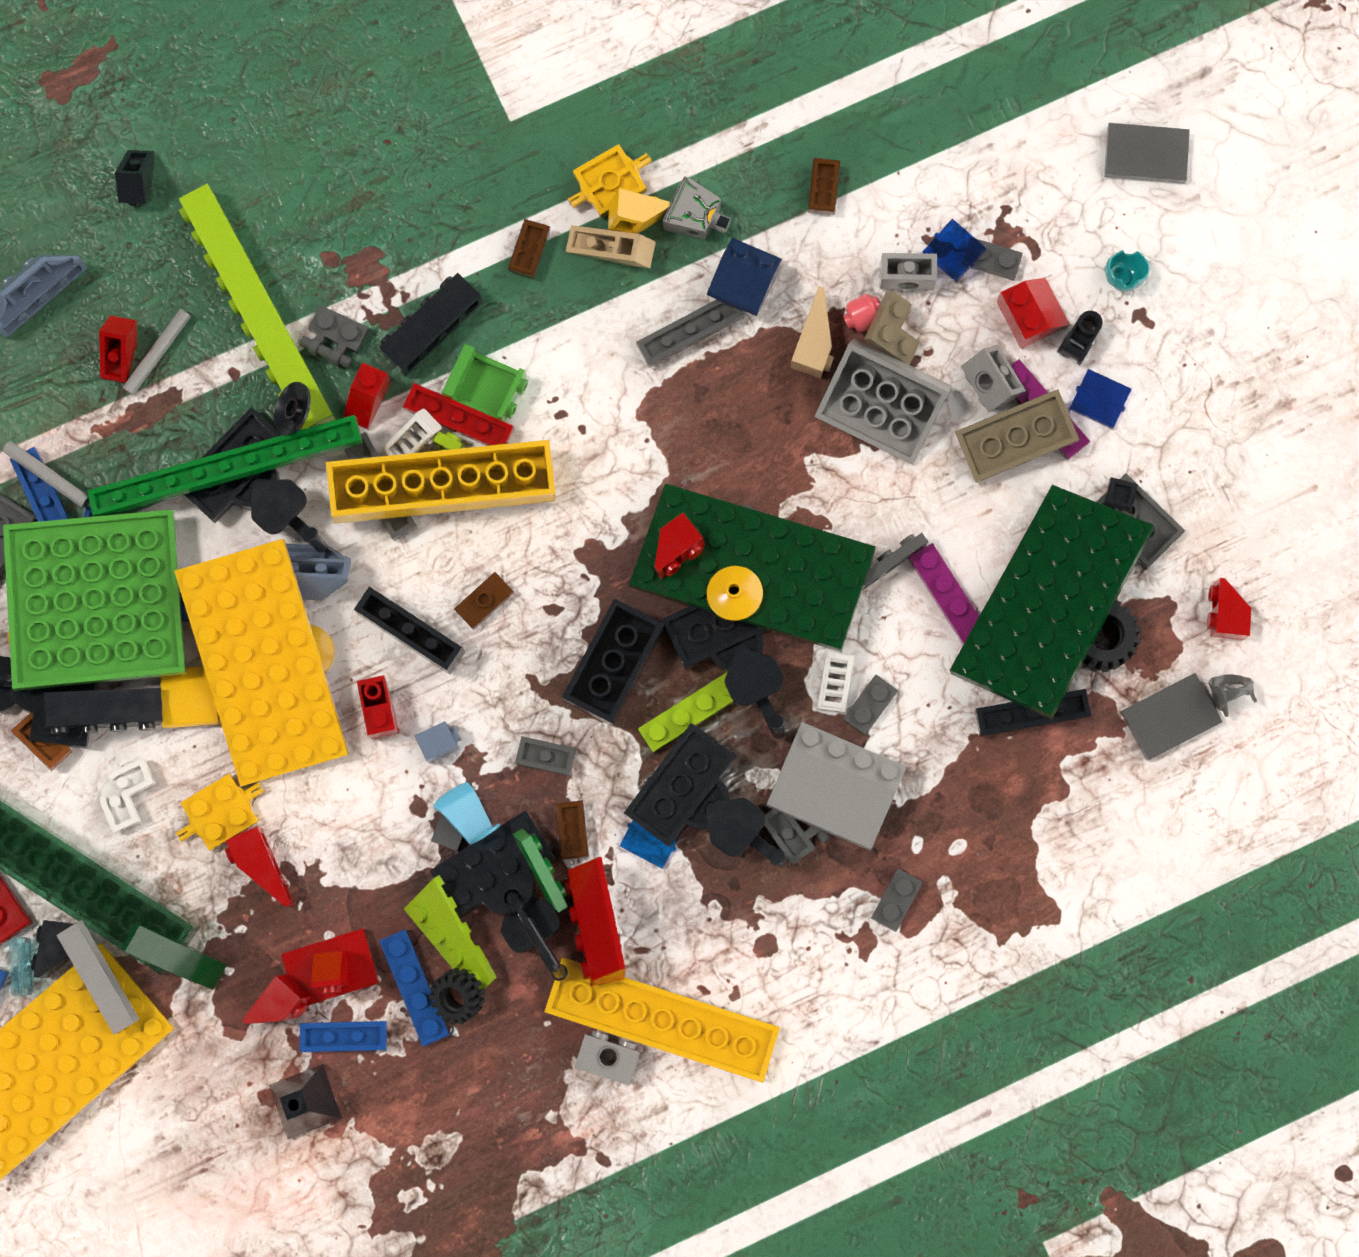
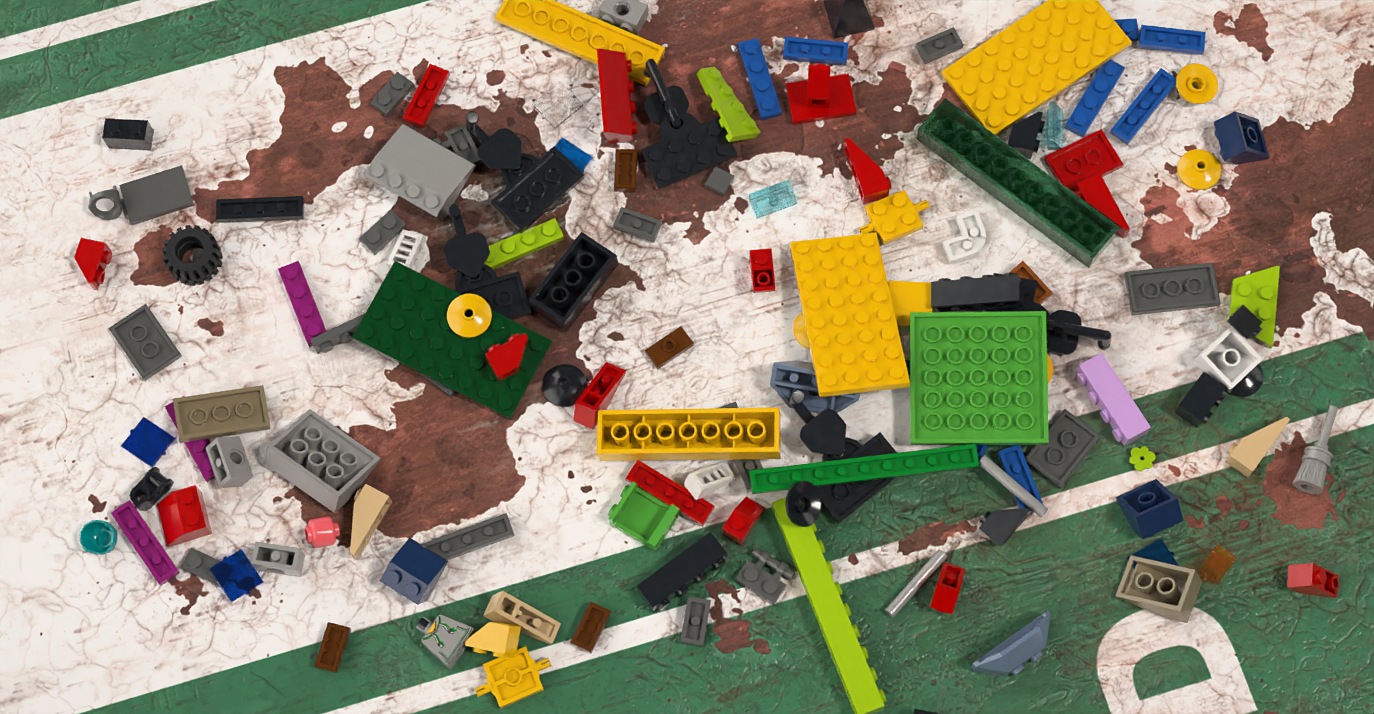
camera: 170 degrees left, 10 degrees down
(54, 429) = (1003, 523): none -> black slope
(98, 977) = (993, 103): light grey tile -> none
(173, 956) = (933, 105): dark green slope -> none
(179, 1066) = (939, 45): none -> dark grey plate
(279, 1002) = (859, 74): red slope -> none
(377, 815) = (772, 199): none -> clear light blue slope
(408, 271) = (695, 621): none -> dark grey plate
(409, 630) = (730, 326): black brick -> none
(438, 741) = (719, 244): sand blue brick -> none
(446, 1003) = (727, 63): black tyre -> none
(447, 441) = (678, 470): lime plate -> none
(465, 813) = (704, 190): medium azure piece -> none
(541, 869) = (650, 135): green plate -> none
(560, 526) = (598, 395): none -> red slope
(606, 551) = (564, 395): none -> black dish
(850, 901) = (426, 96): none -> red plate
(886, 329) = (304, 509): dark tan plate -> none
(1051, 601) = (224, 280): dark green plate -> none
(1070, 274) = (145, 543): none -> magenta plate
(1120, 494) = (151, 359): black tile -> none
(1146, 153) = (55, 640): dark grey tile -> none
(1229, 790) = (128, 134): none -> black brick

